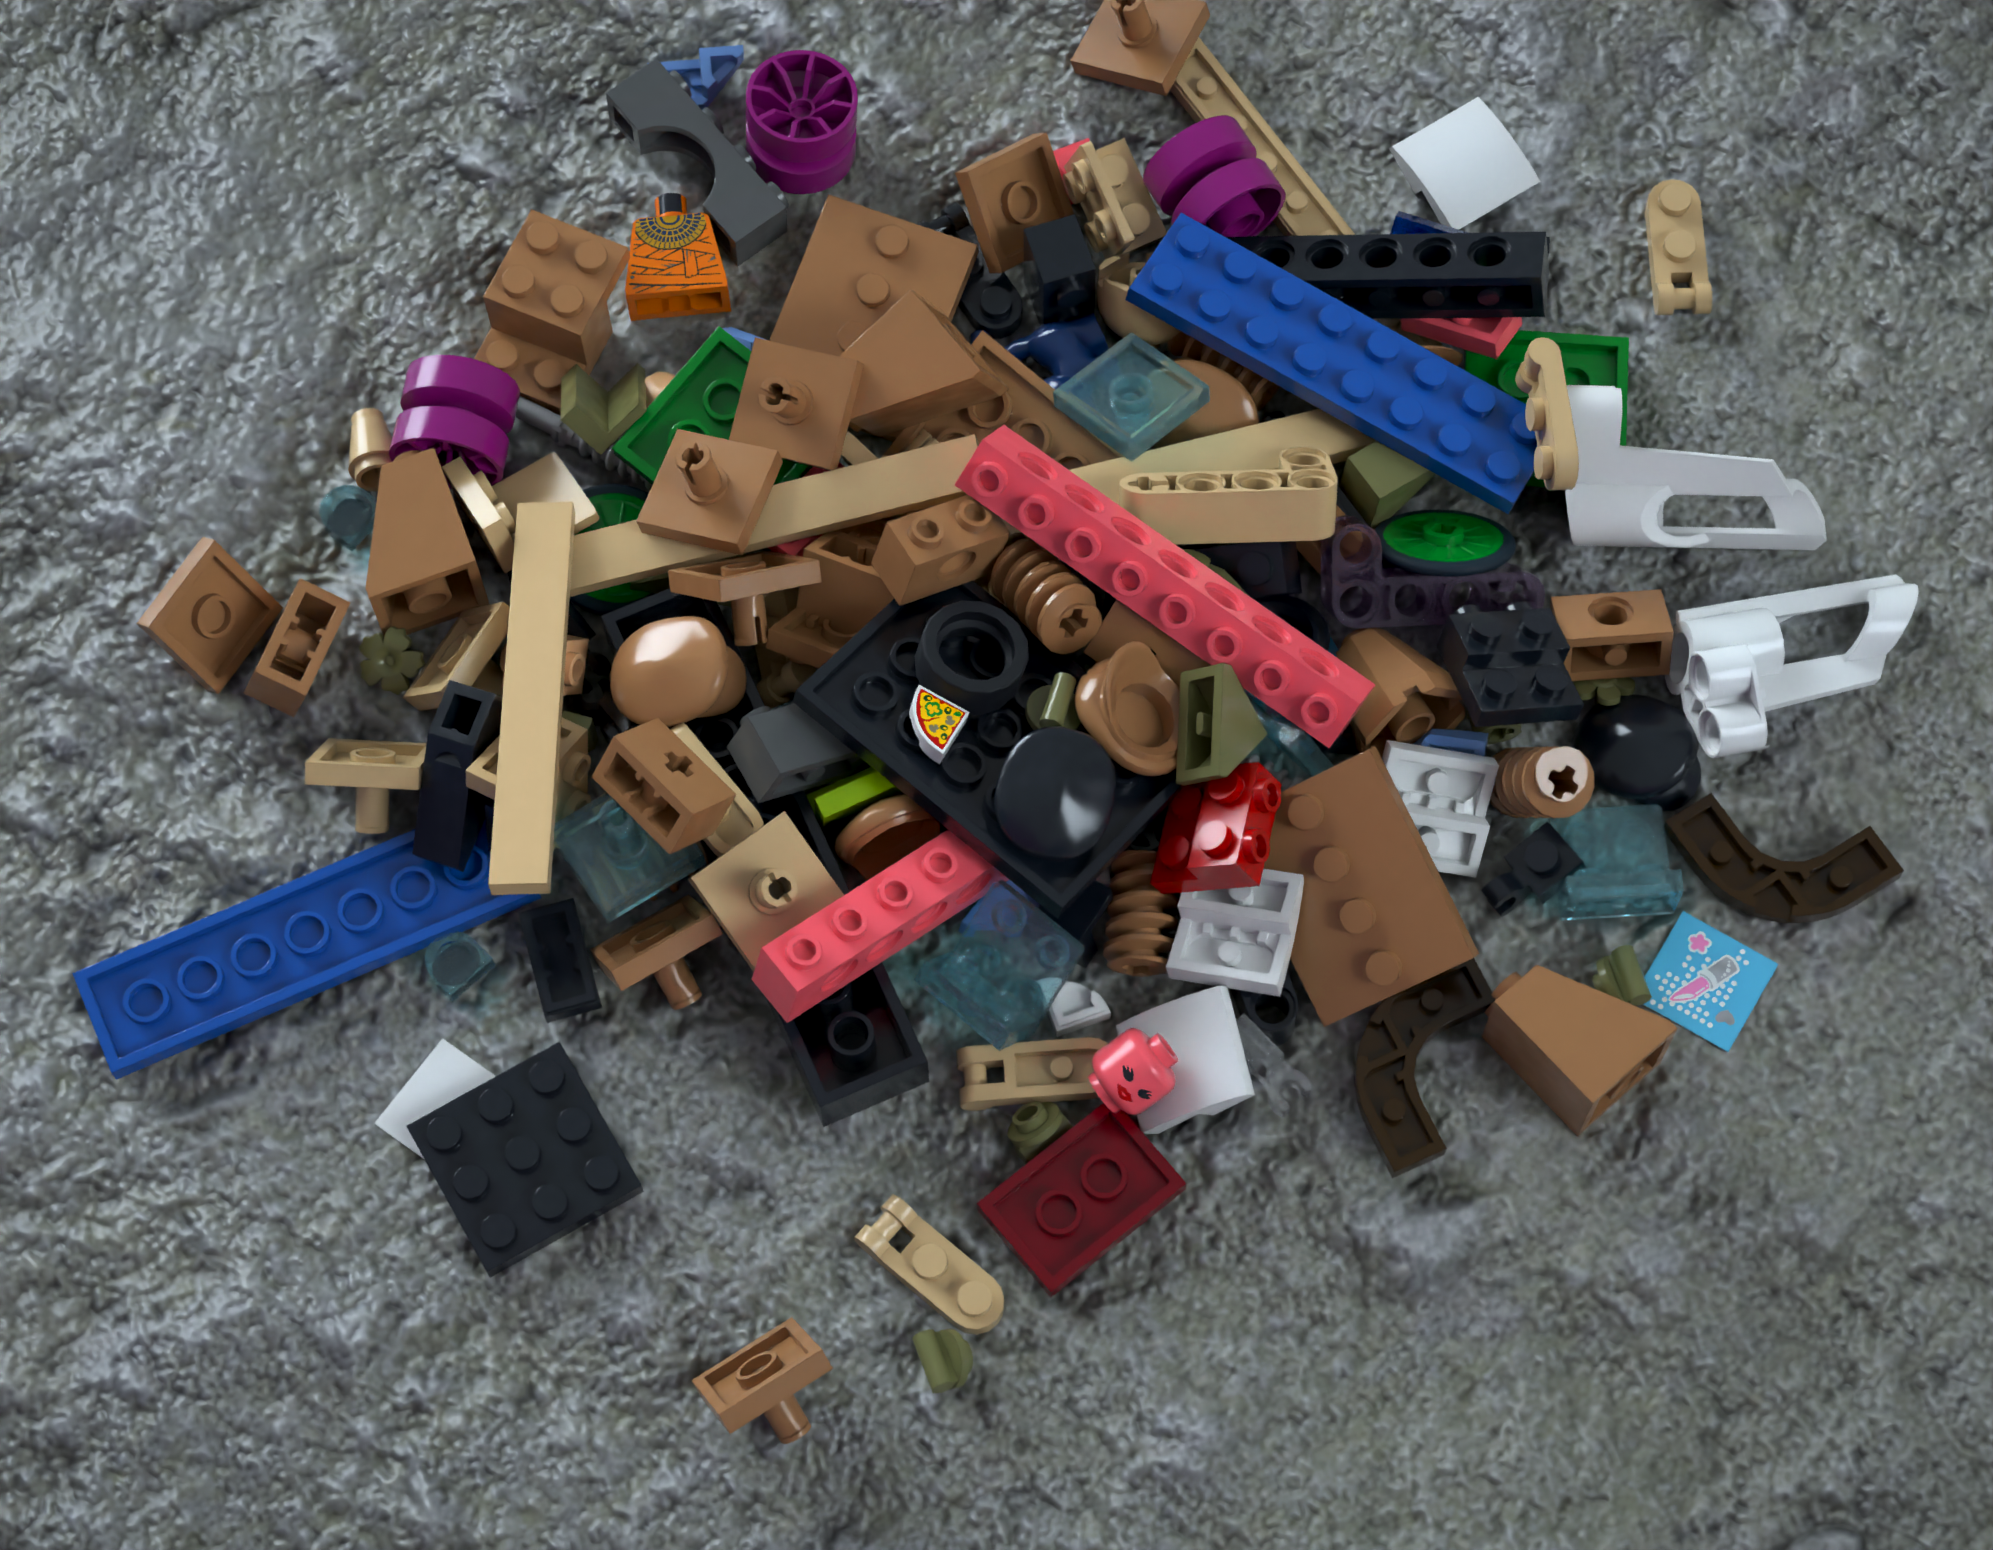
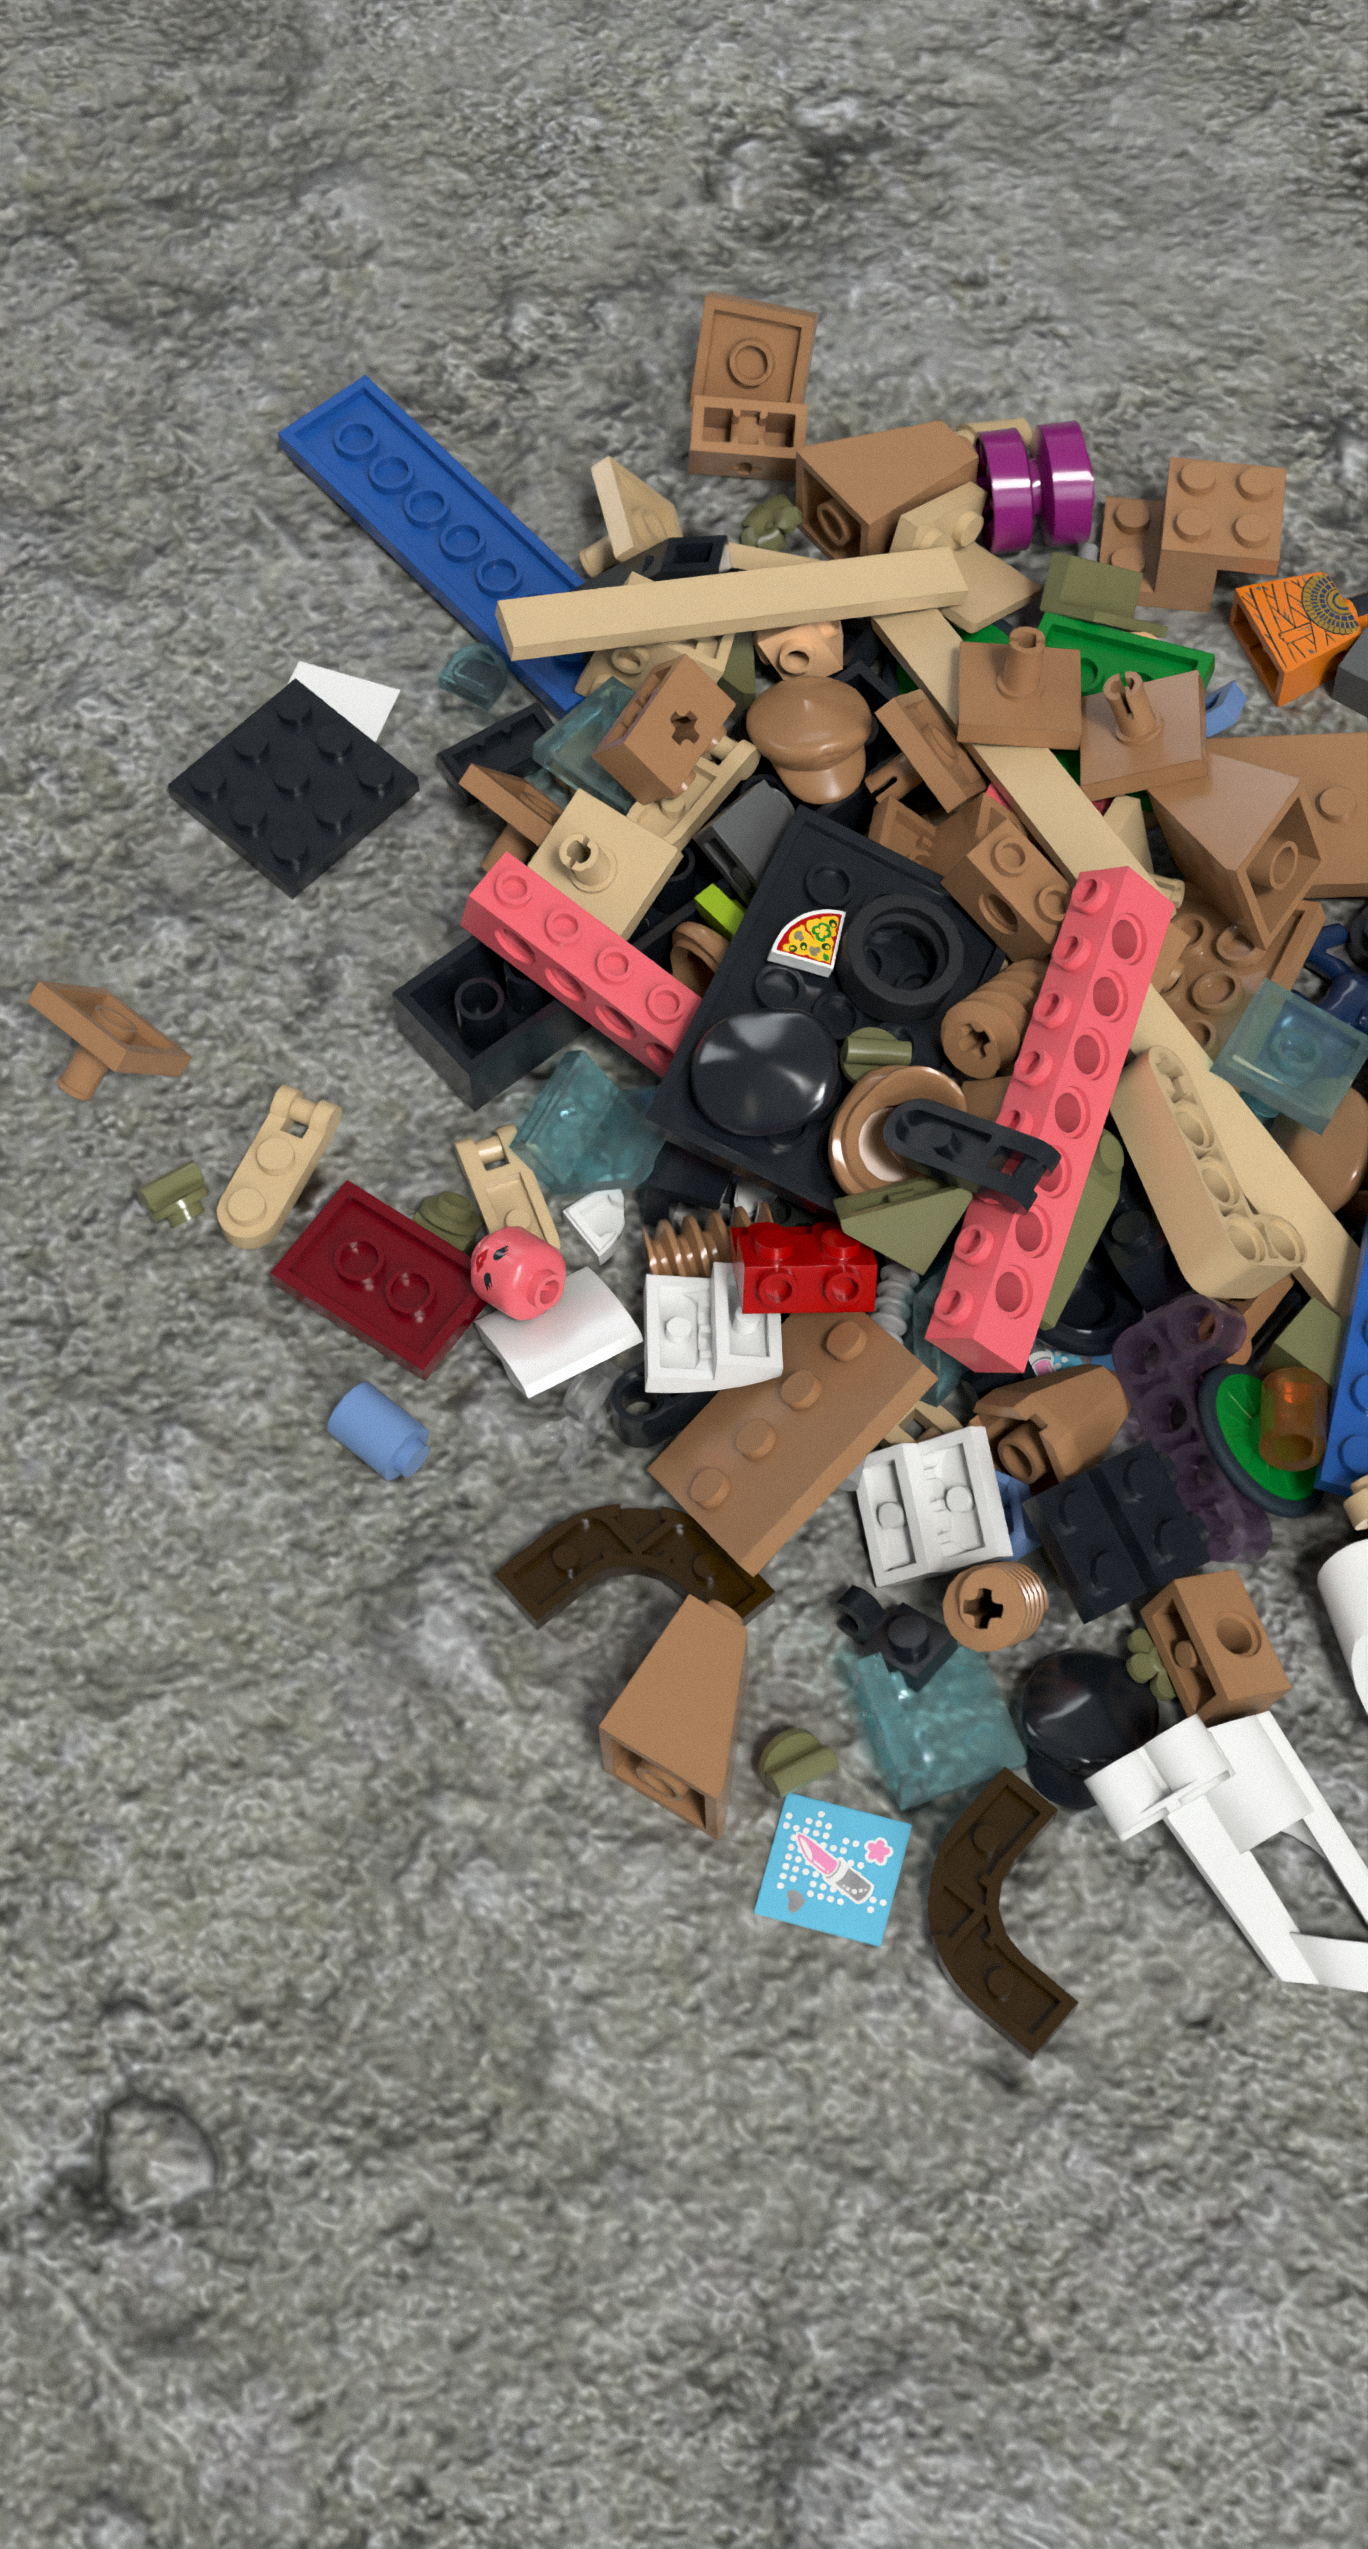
camera: 75 degrees right, 5 degrees down
(1198, 652) = (969, 1152): none -> black plate
(1233, 1235) = (379, 1432): none -> medium blue brick
(1447, 506) = (1293, 1419): none -> clear orange brick

